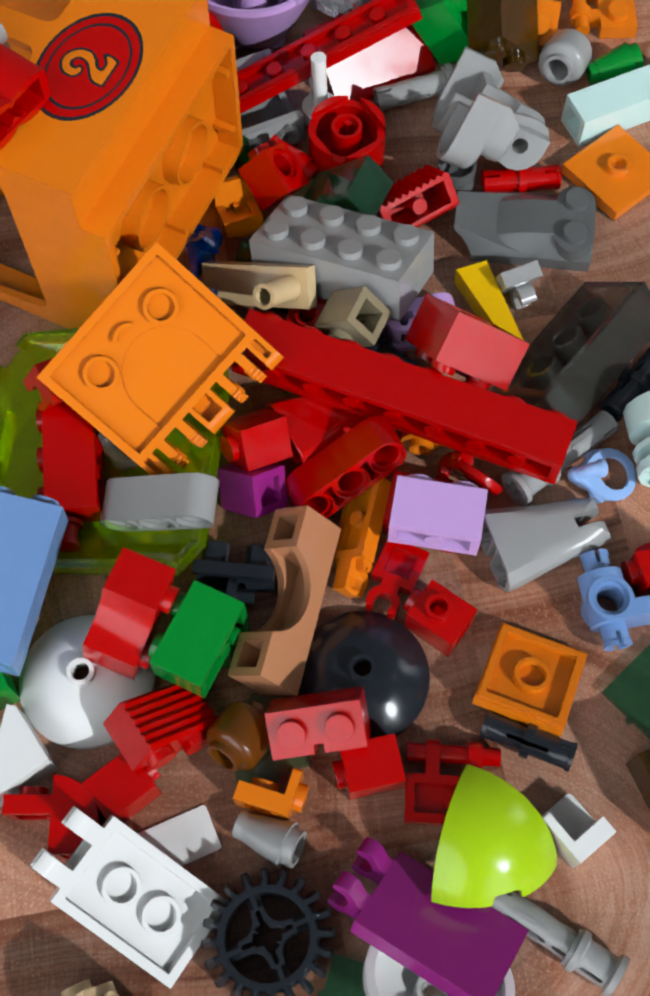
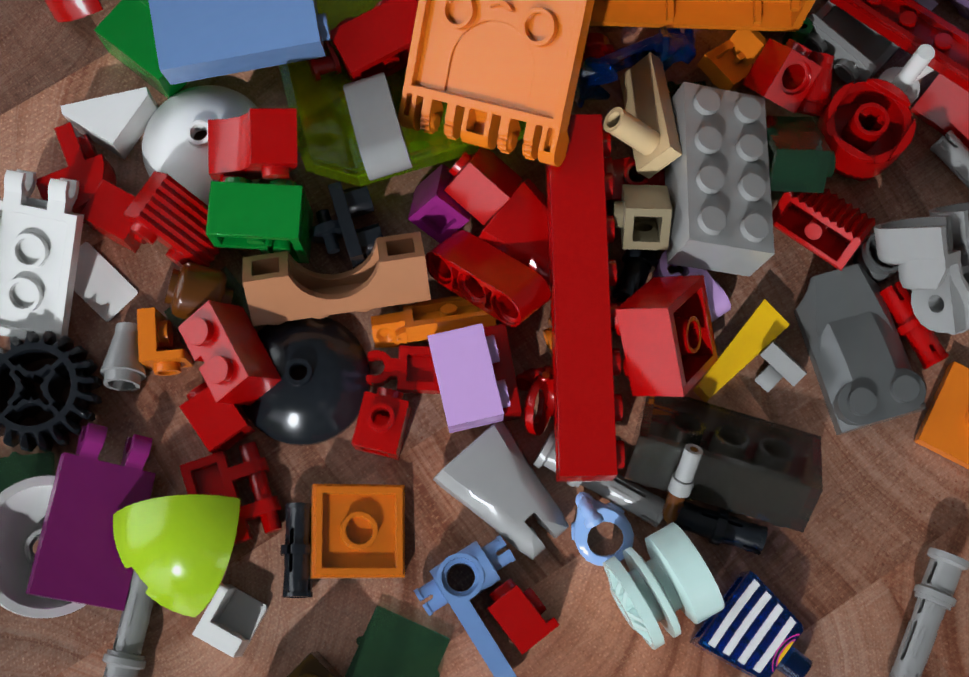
camera: 65 degrees right, 10 degrees up
(595, 384) = (681, 482): none -> light grey piece

